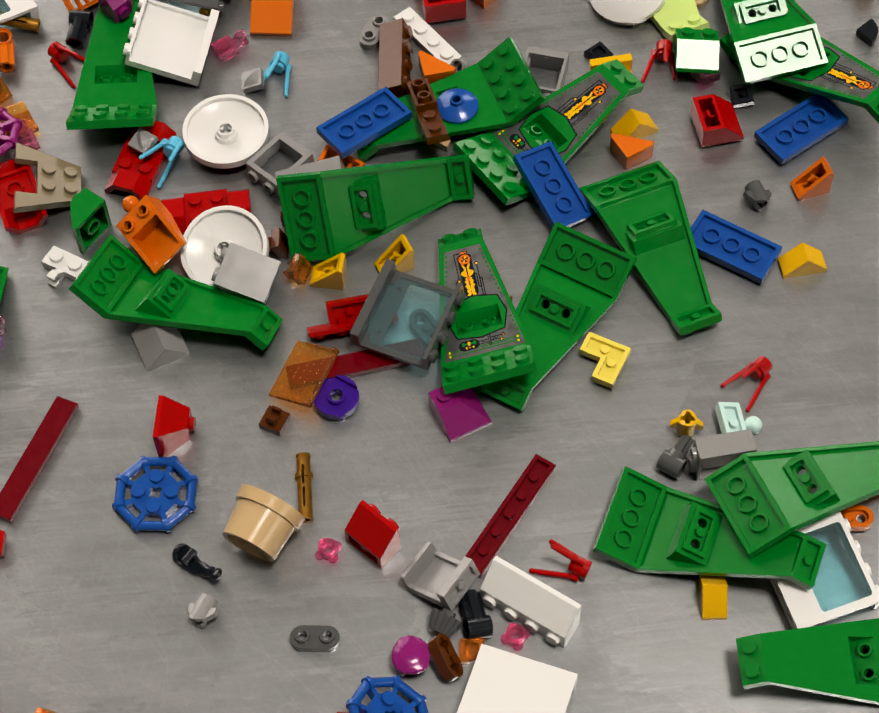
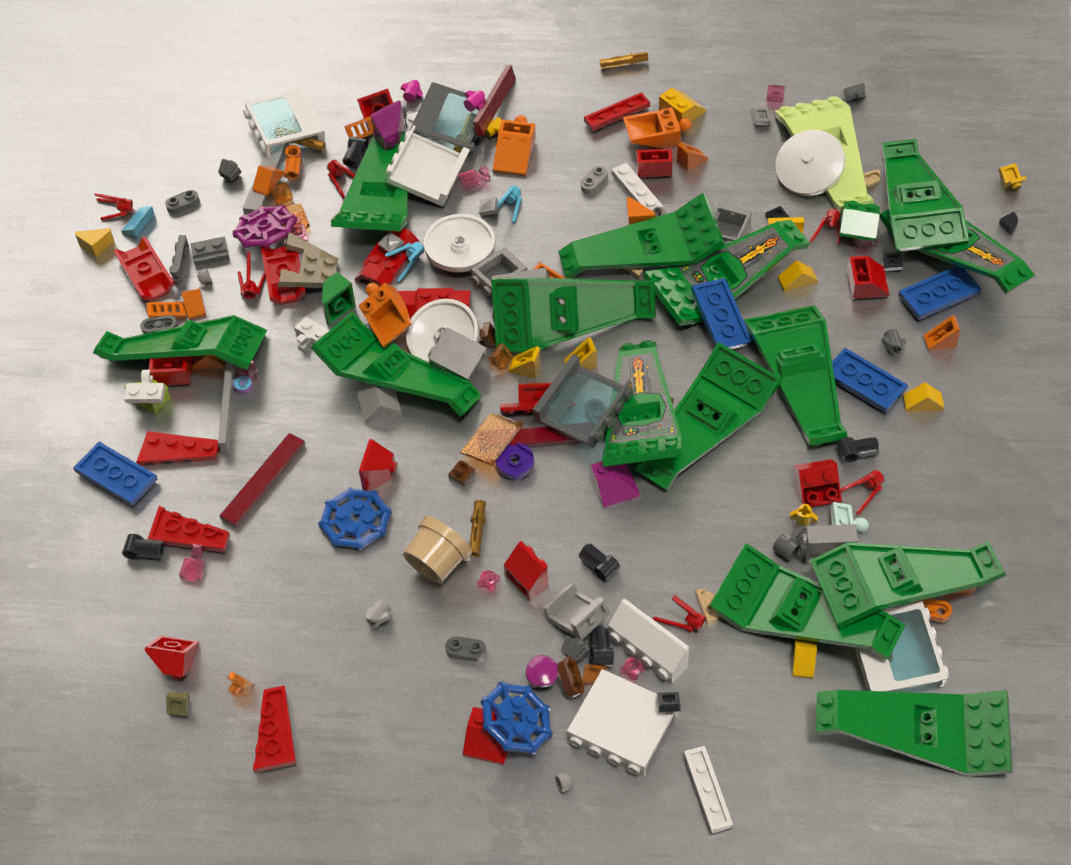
camera: 10 degrees right, 5 degrees down
(187, 559) = (372, 572): black piece -> none
(364, 122) = (572, 247): blue plate -> none
(395, 56) = (606, 201): brick -> none
(426, 111) = (625, 243): reddish brown slope -> none
(457, 106) = (651, 243): blue dish -> none
(462, 514) = (602, 565): none -> black piece
(510, 513) = (645, 569): dark red tile -> none
(566, 674) = (668, 702): none -> black tile
(587, 540) = (704, 599): none -> tan tile
(610, 358) = (747, 456): light yellow plate -> none
(630, 150) = (792, 294): orange slope -> none
(696, 380) = (818, 482): none -> red slope
(731, 333) = (853, 449): none -> black piece

